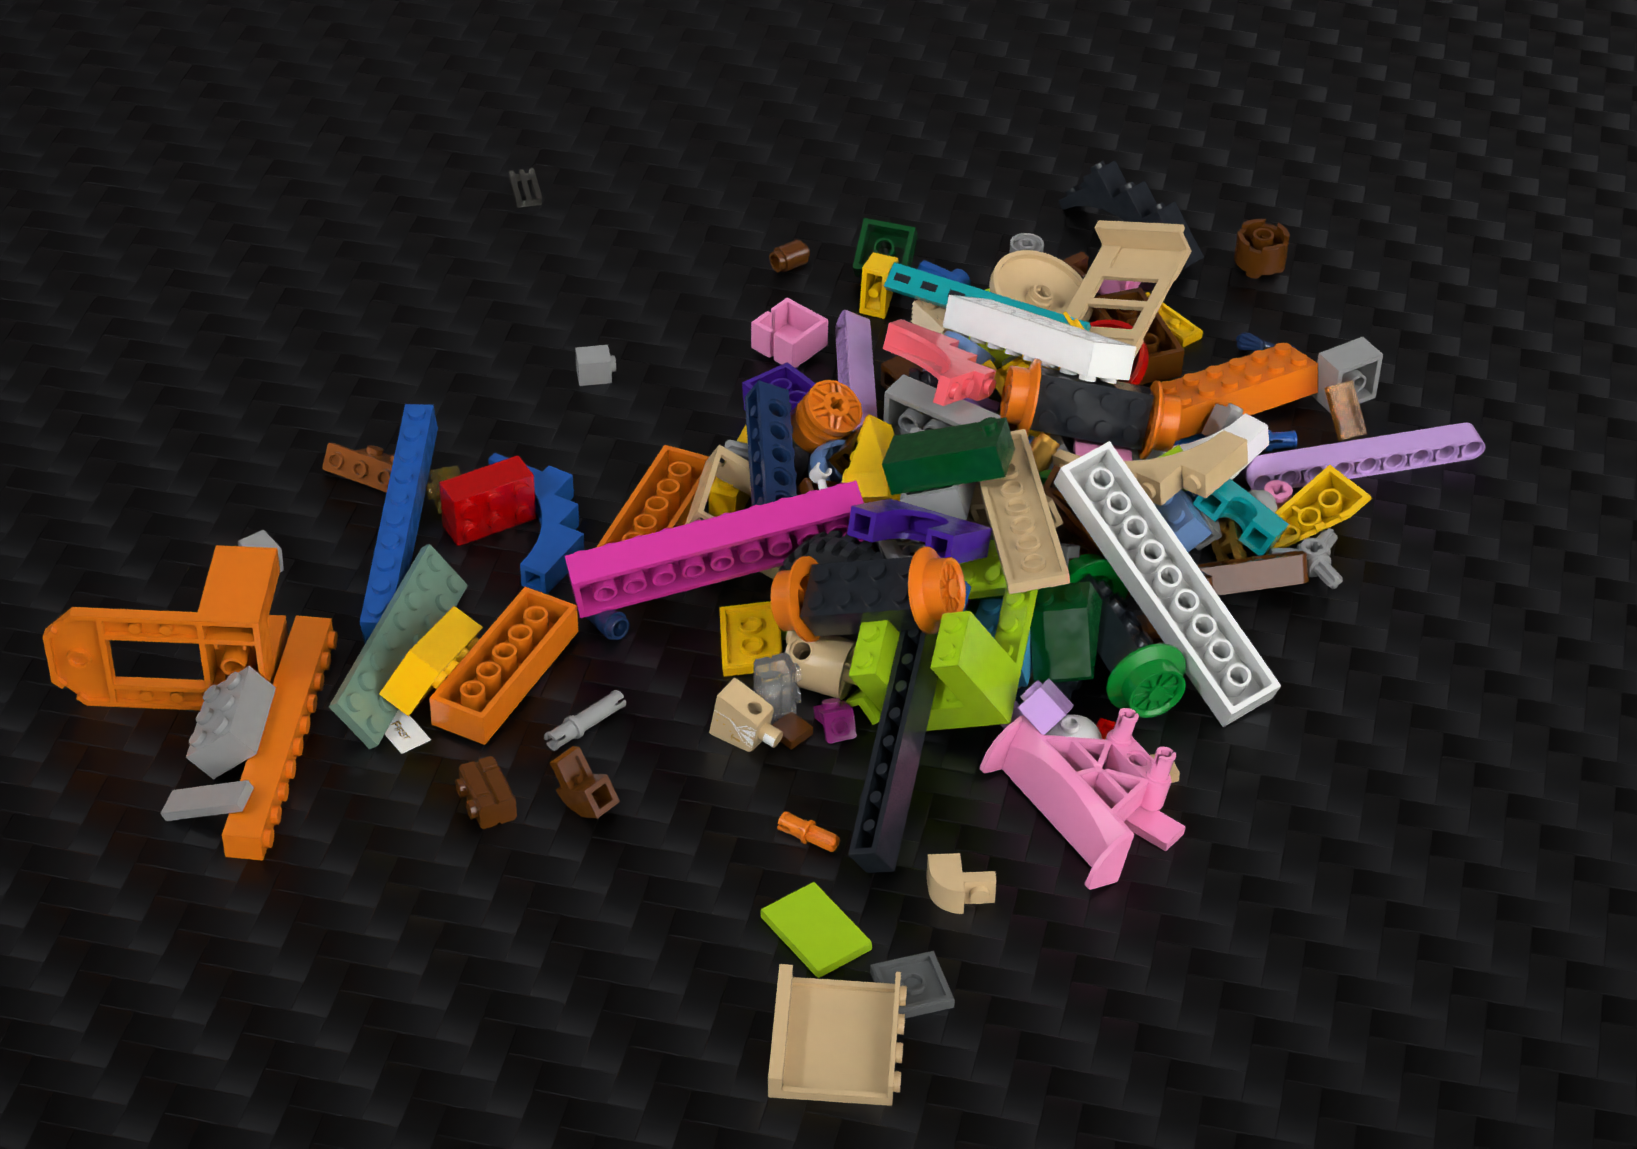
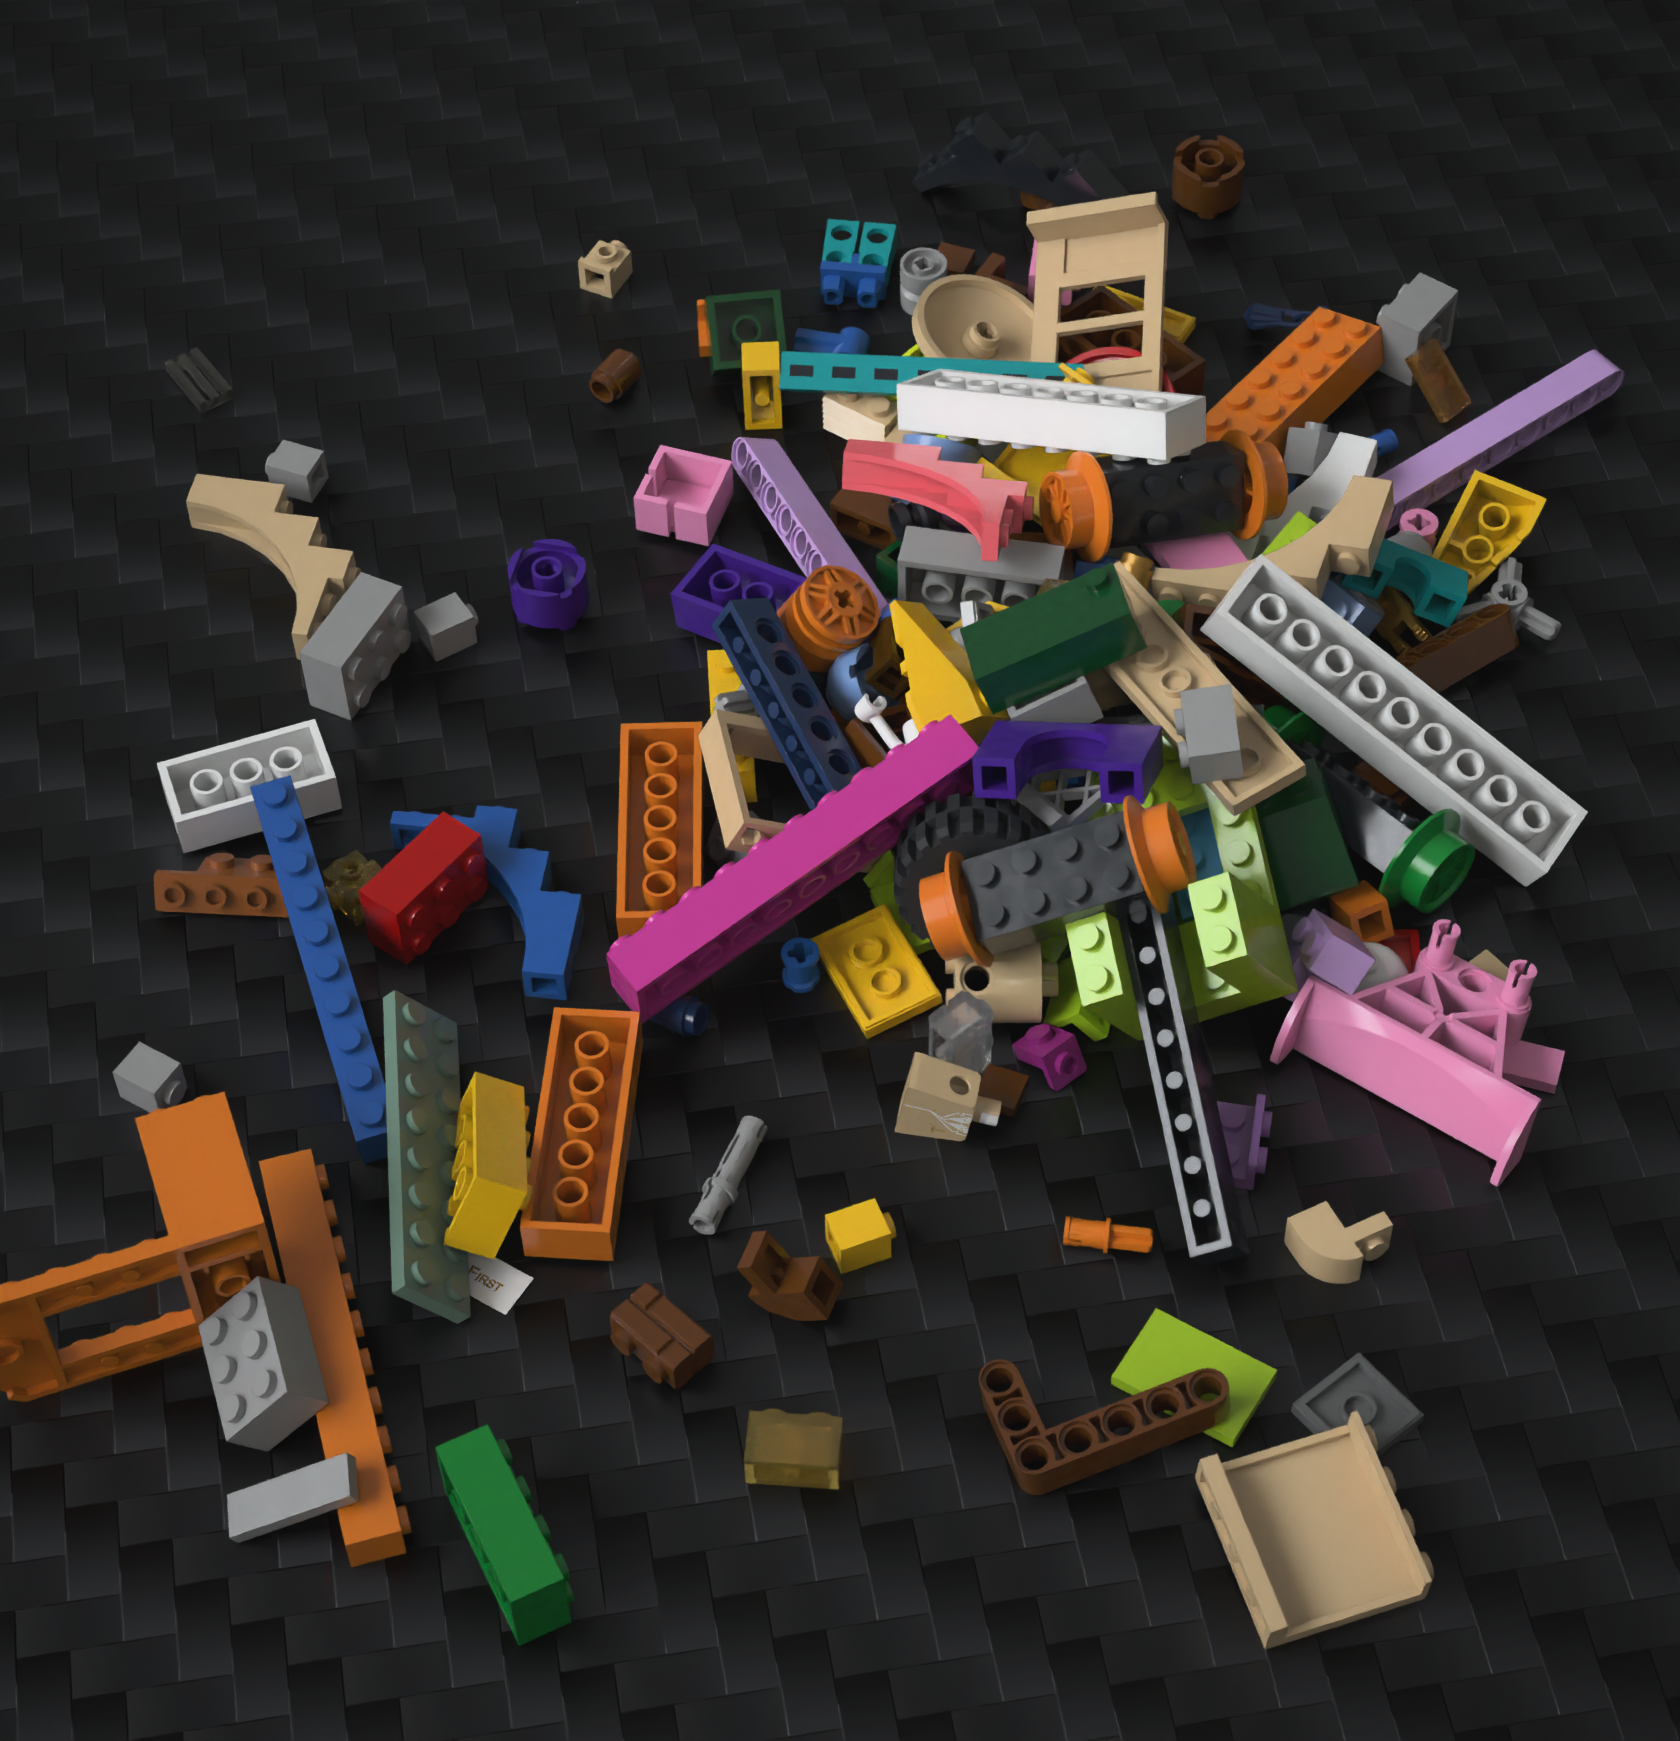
camera: 20 degrees left, 10 degrees up
(321, 861) = (506, 1533): none -> green brick
(383, 404) = (212, 789): none -> white brick
(527, 356) = (356, 646): none -> light grey brick
(528, 292) = (265, 521): none -> tan arch
(531, 881) = (793, 1449): none -> clear yellow brick
(553, 253) = (299, 469): none -> light grey brick
(646, 778) = (859, 1235): none -> yellow brick
(671, 359) = (548, 584): none -> dark purple brick
(702, 618) = (800, 959): none -> blue bush
(734, 937) = (1096, 1427): none -> reddish brown beam
(821, 194) = (607, 259): none -> tan brick
(930, 806) = (1242, 1134): none -> medium lavender bracket
(988, 237) = (854, 266): none -> hips
(1014, 536) = (1210, 733): none -> light grey brick
(1059, 250) = (958, 258): none -> reddish brown tile
(1091, 700) = (1363, 912): none -> orange brick

